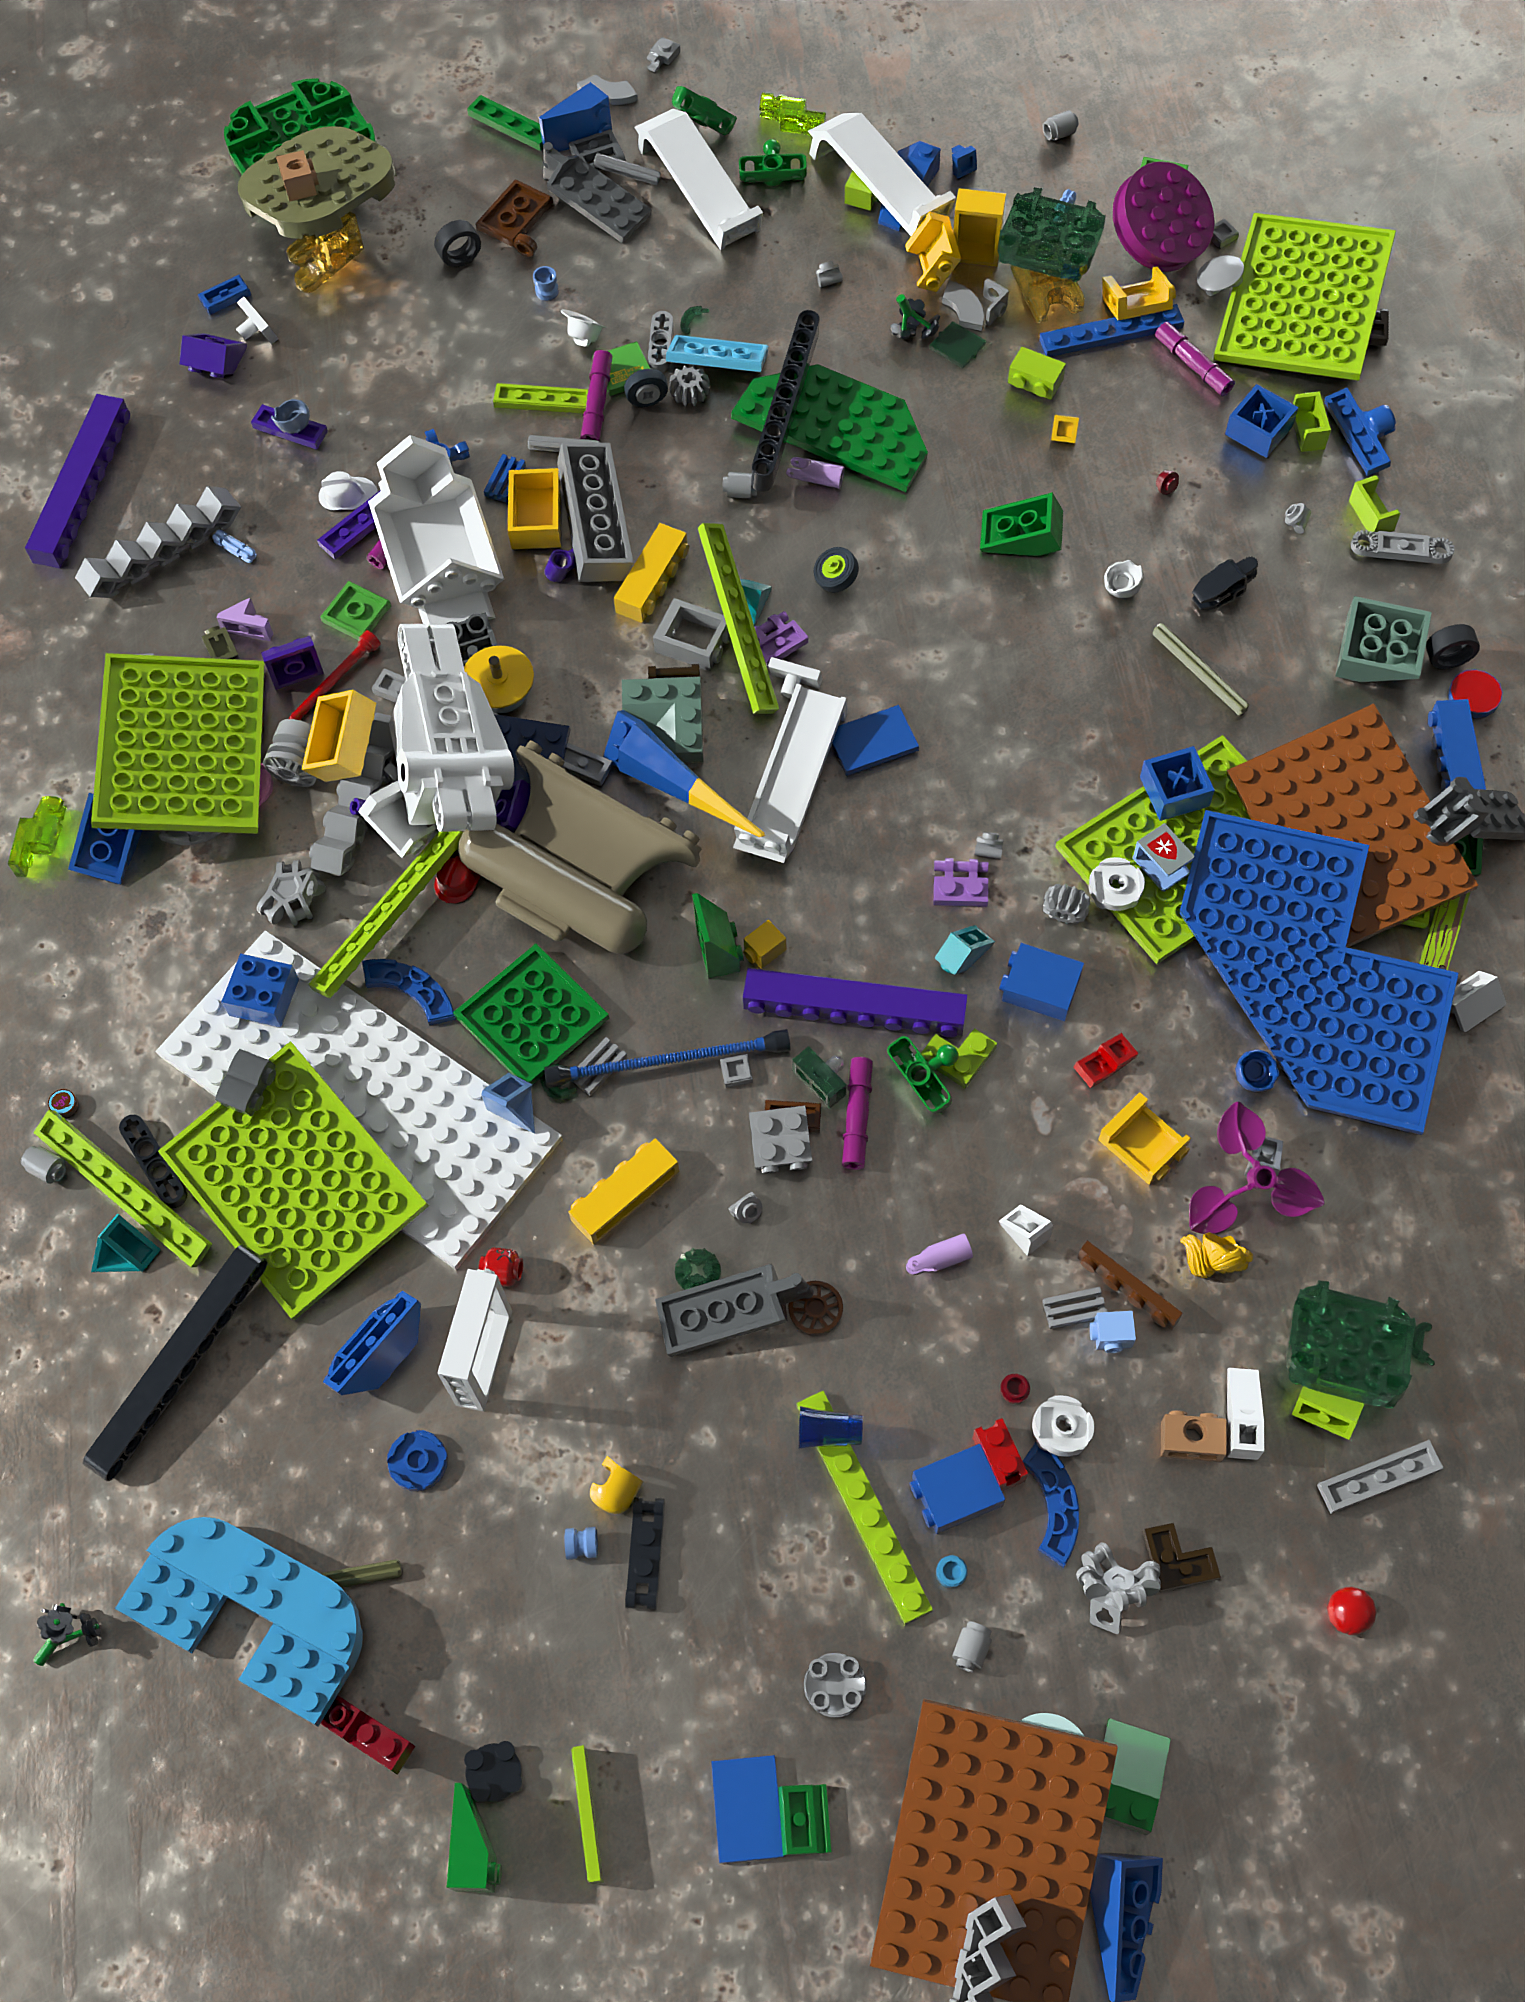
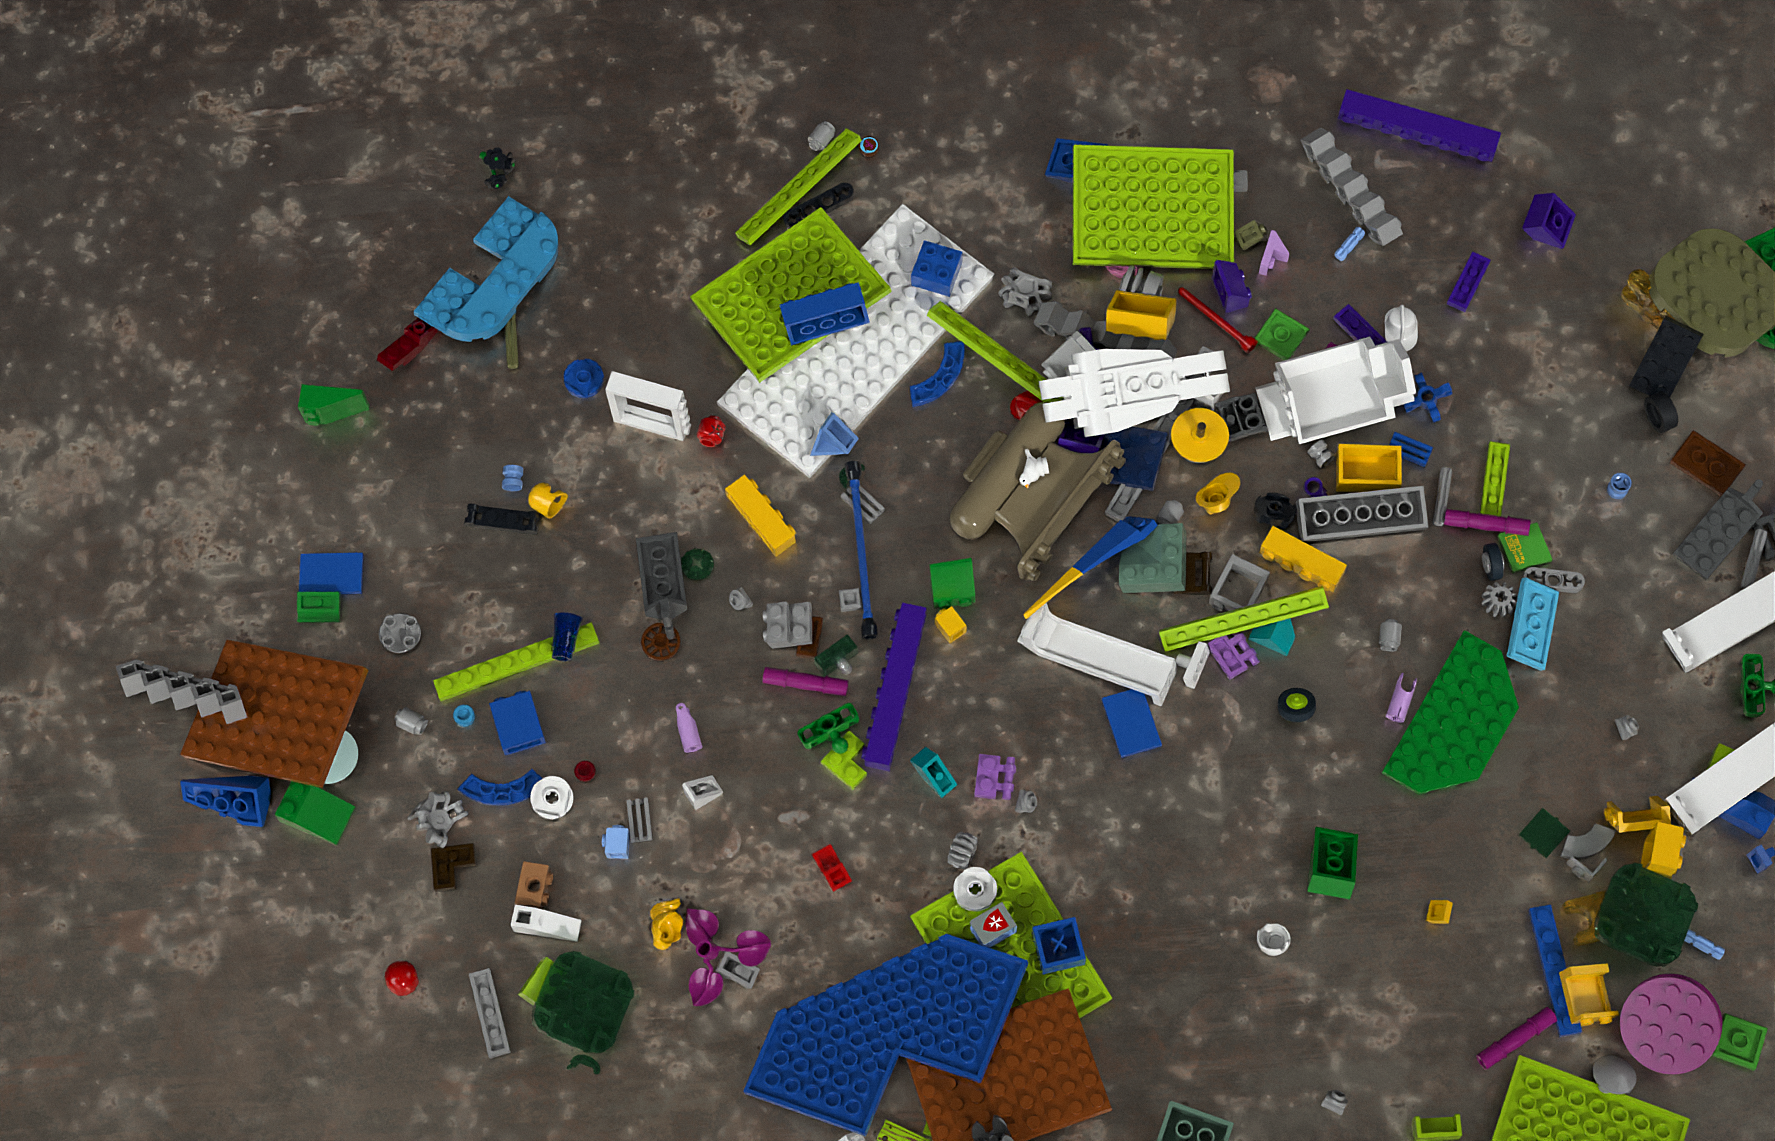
camera: 95 degrees right, 5 degrees up
(37, 834) = (1087, 115): clear neon green plate -> none
(122, 1248) = (754, 190): teal slope -> none
(174, 1363) = (667, 225): black beam -> none
(225, 294) = (1626, 243): blue tile -> none
(245, 1082) = (858, 258): dark grey brick -> none
(254, 323) = (1581, 253): white tile -> none
(291, 416) = (1469, 279): sand blue hair -> none
(297, 175) = (1705, 270): medium nougat brick -> none
(333, 1110) = (824, 313): none -> blue brick
(376, 1347) = (659, 347): blue wedge -> none
(397, 228) = (1666, 358): none -> black plate
(493, 1772) = (375, 421): black piece -> none
(515, 559) = (1321, 454): none -> light grey wheel
(525, 245) = (1664, 470): reddish brown tile -> none
(531, 1015) = (907, 457): green plate -> none
(557, 842) = (1033, 469): none -> white animal
(570, 656) = (1217, 494): none -> yellow piece
(582, 328) = (1570, 513): white piece -> none
(587, 1815) = (340, 475): lime tile -> none
(591, 601) = (1281, 517): none -> black plate
(600, 711) = (1170, 513): none -> light grey brick
(689, 315) = (1583, 605): clear green piece -> none
(785, 401) = (1479, 670): black beam -> none
(914, 314) = (1560, 787): black plant -> none
(1001, 1454) = (536, 752): red brick -> none
(1036, 373) = (1499, 892): lime brick -> none
(1041, 981) = (900, 826): blue brick -> none
(1120, 1279) = (654, 853): reddish brown plate -> none
(1144, 1140) = (762, 886): yellow panel -> none
(1167, 482) = (1377, 992): dark red plate -> none
(1200, 669) = (1182, 993): axle -> none
(1224, 233) = (1670, 1089): light grey tile -> none
(1224, 583) = (1263, 1023): black hinge -> none
(1256, 1071) = (807, 975): blue hair -> none
(1261, 420) = (1436, 1082): blue brick -> none

